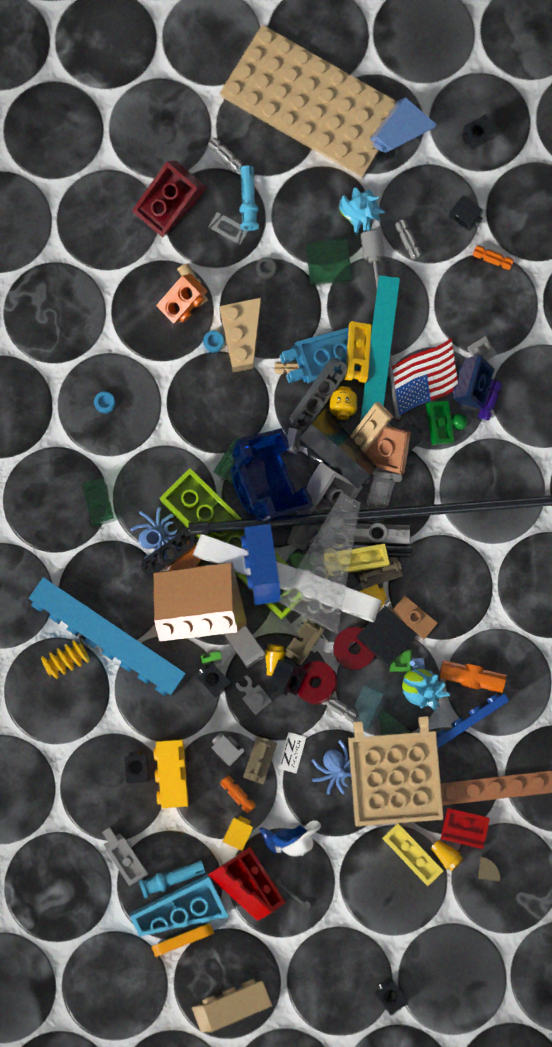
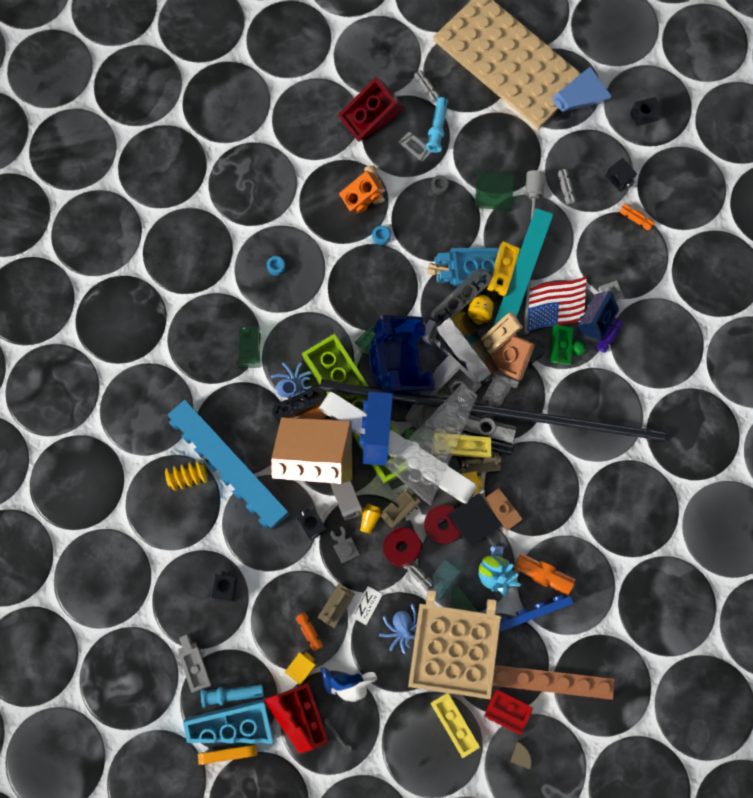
camera: 15 degrees right, 5 degrees down
(171, 774) = (254, 599): yellow wedge -> none
(212, 657) = (316, 503): bright green tile -> none
(226, 748) = (309, 588): light grey brick -> none
(241, 329) = (406, 231): tan wedge -> none
(287, 678) = (377, 537): black brick -> none
(360, 209) = (531, 151): medium azure hair -> none
(402, 662) = (483, 546): bright green tile -> none
(448, 856) = (486, 733): yellow cone -> none

